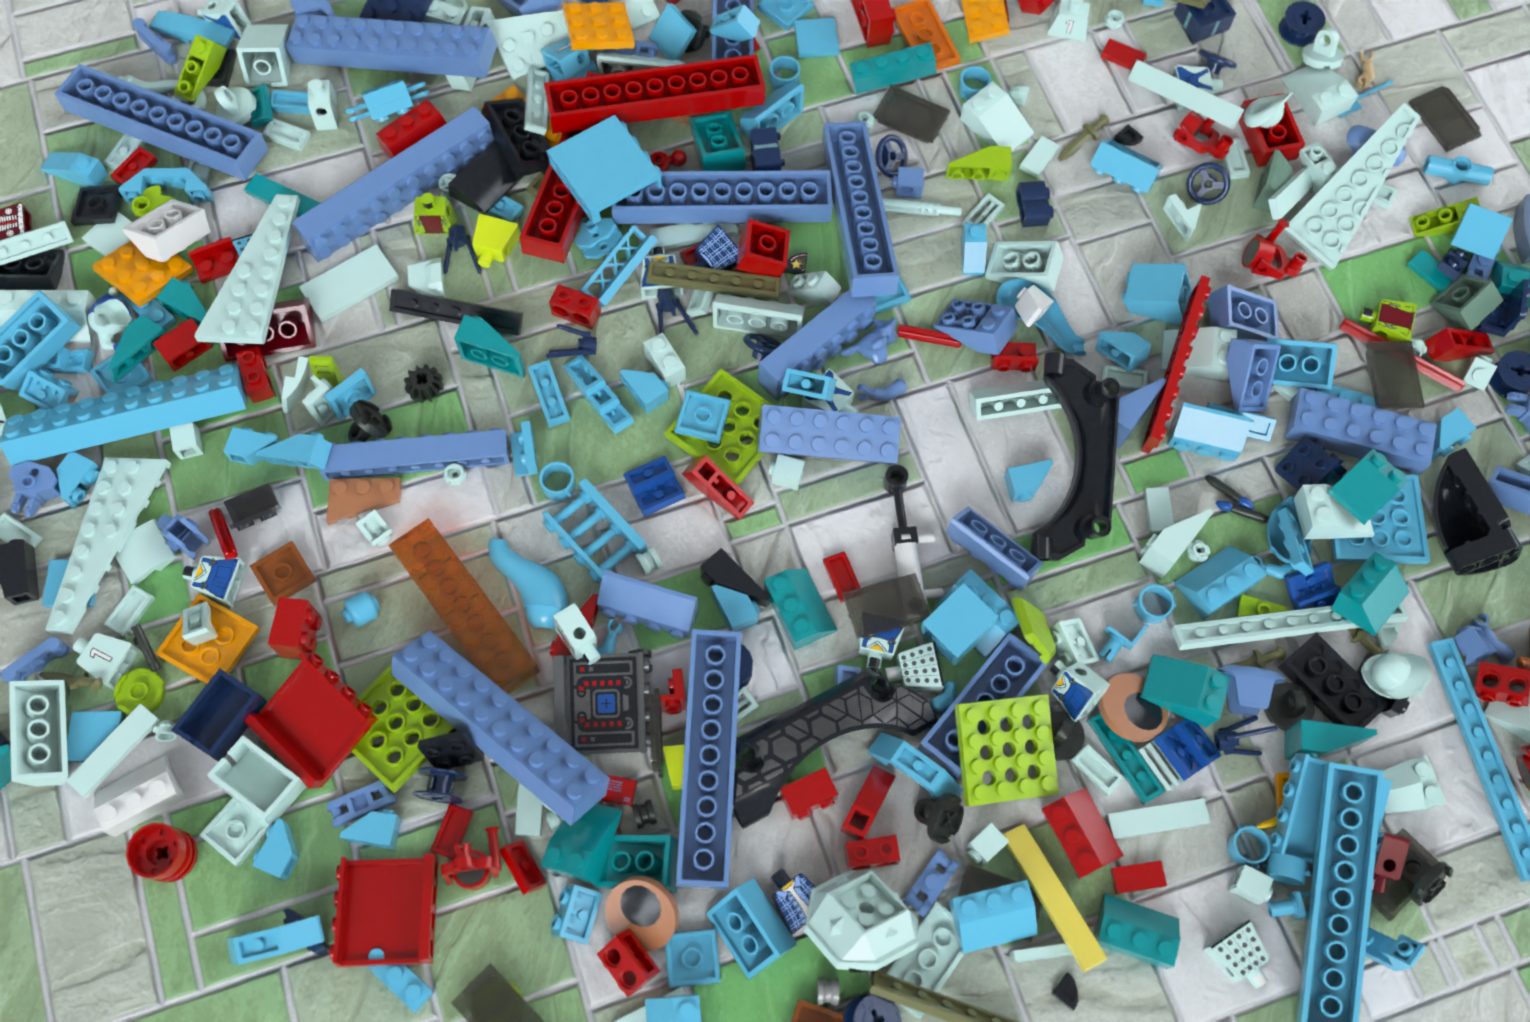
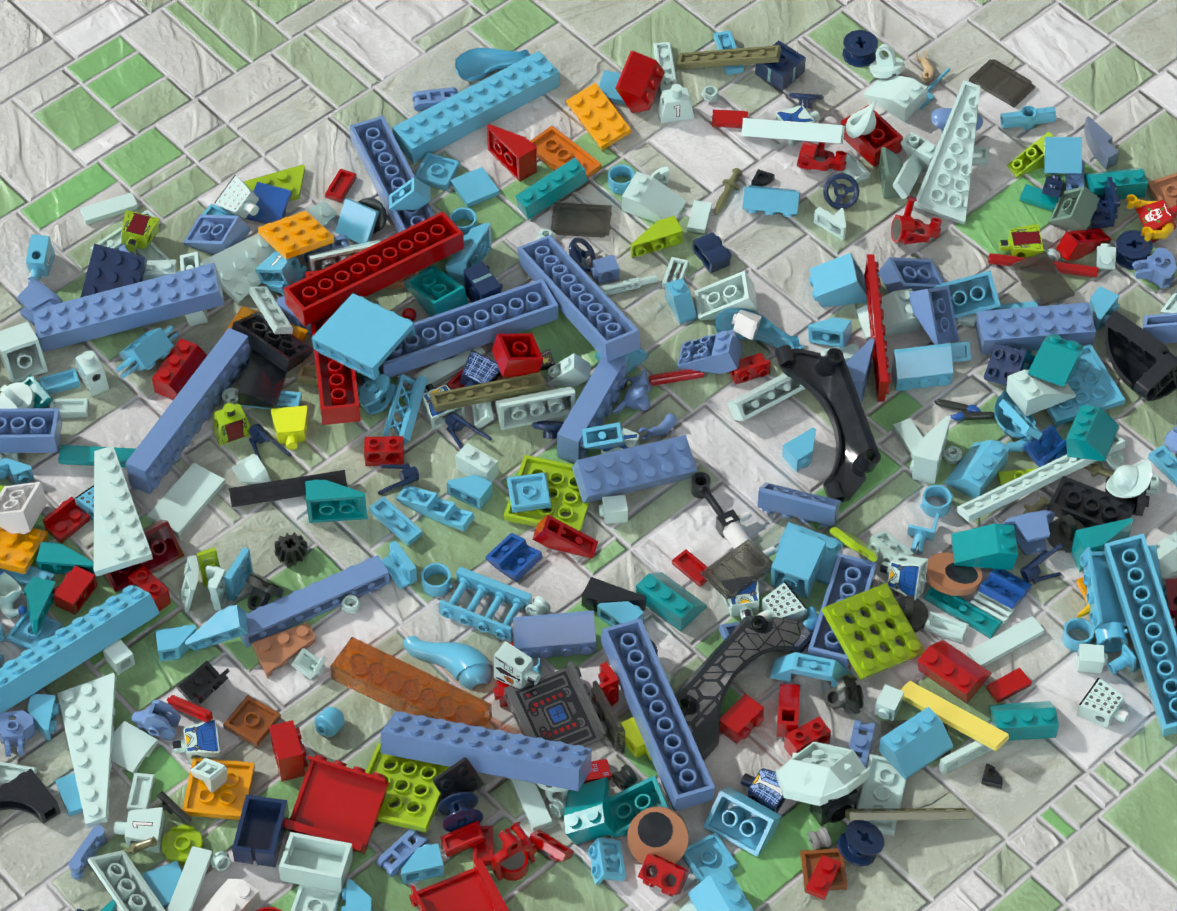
camera: 20 degrees left, 15 degrees down
(432, 816) = (462, 838): none -> red tile

